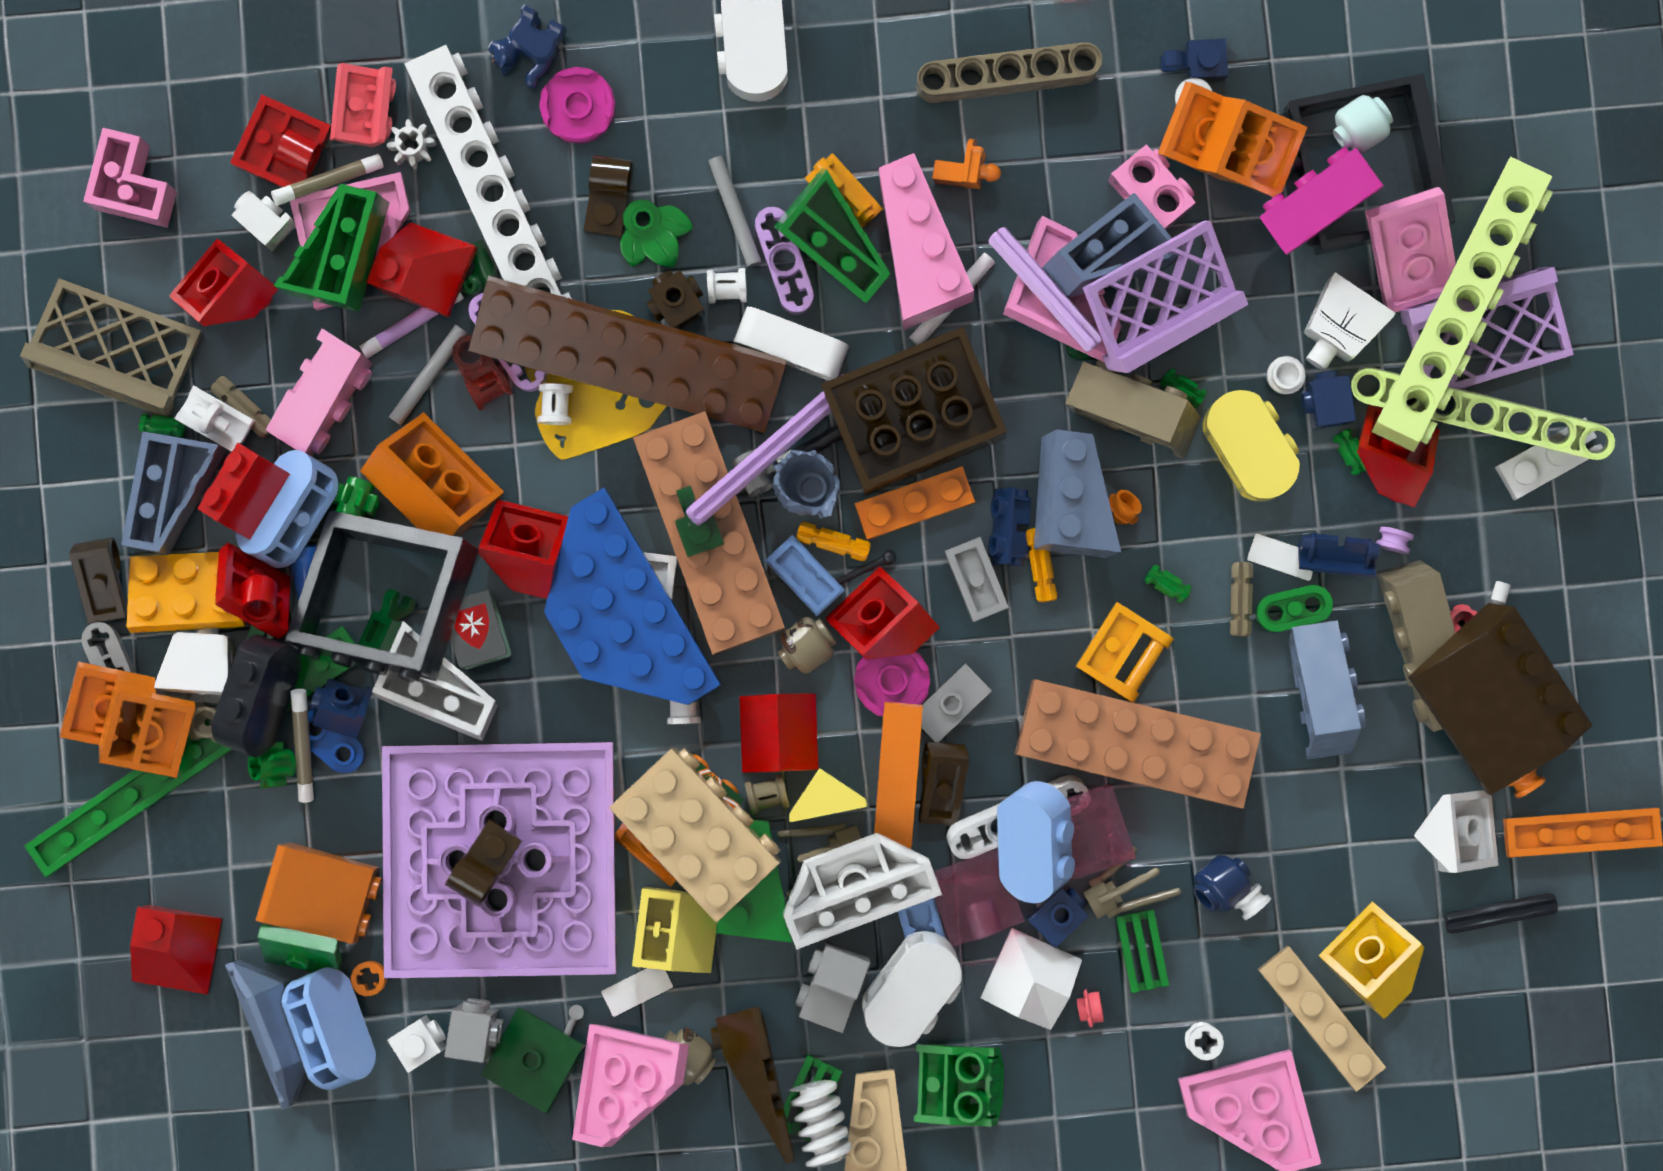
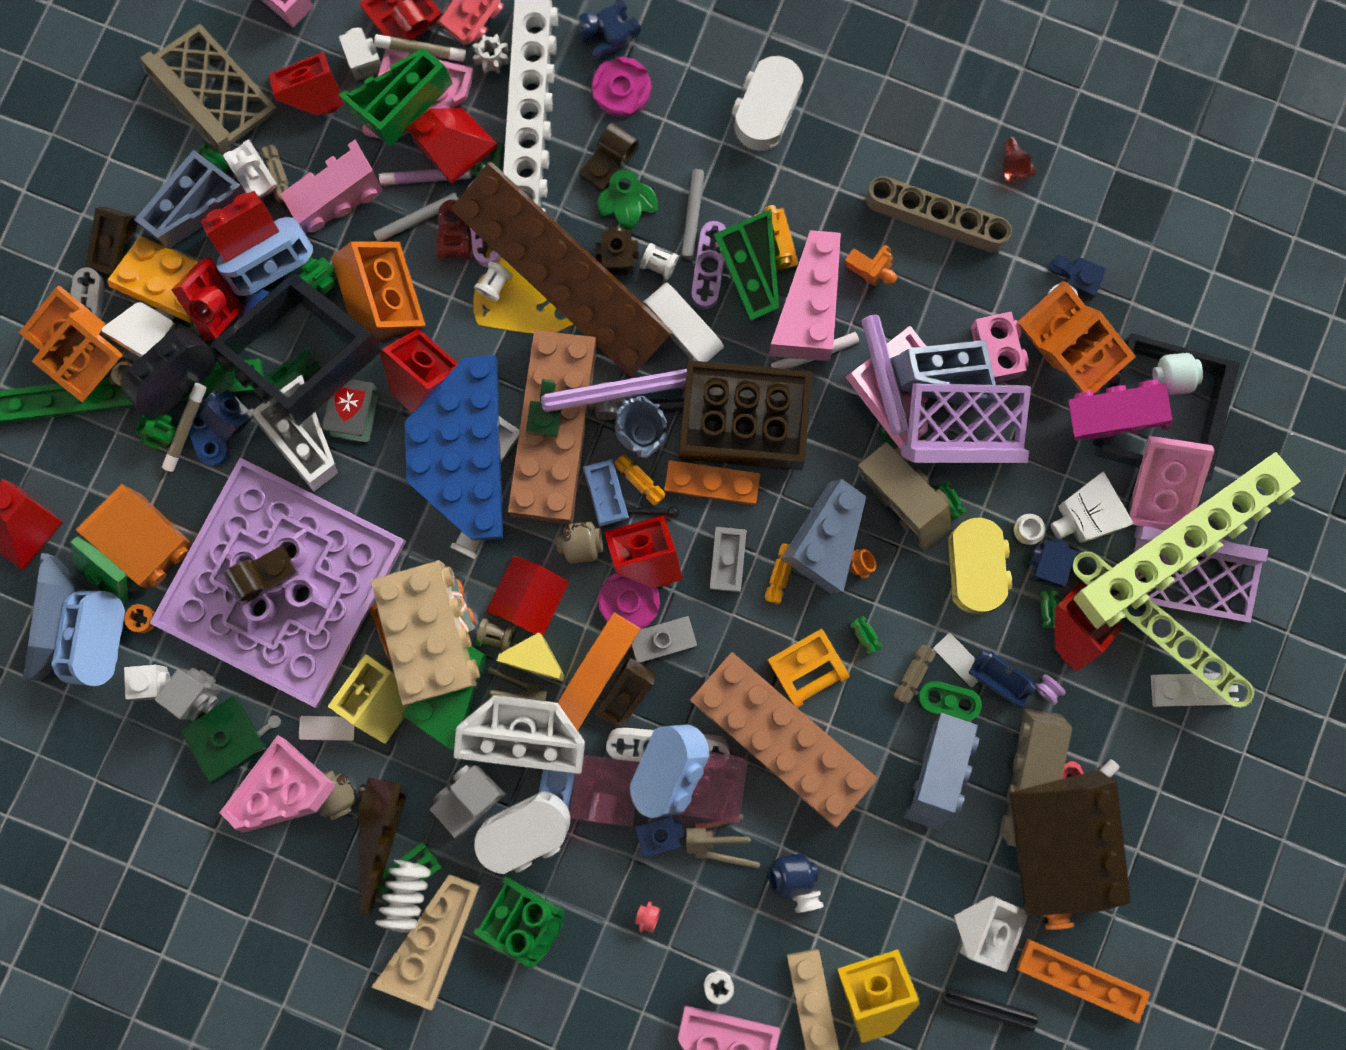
camera: 30 degrees right, 5 degrees down
(1008, 509) = (778, 521): dark blue hinge -> none
(1031, 979) = (615, 873): white slope -> none
(1148, 983) = (718, 905): green tile -> none

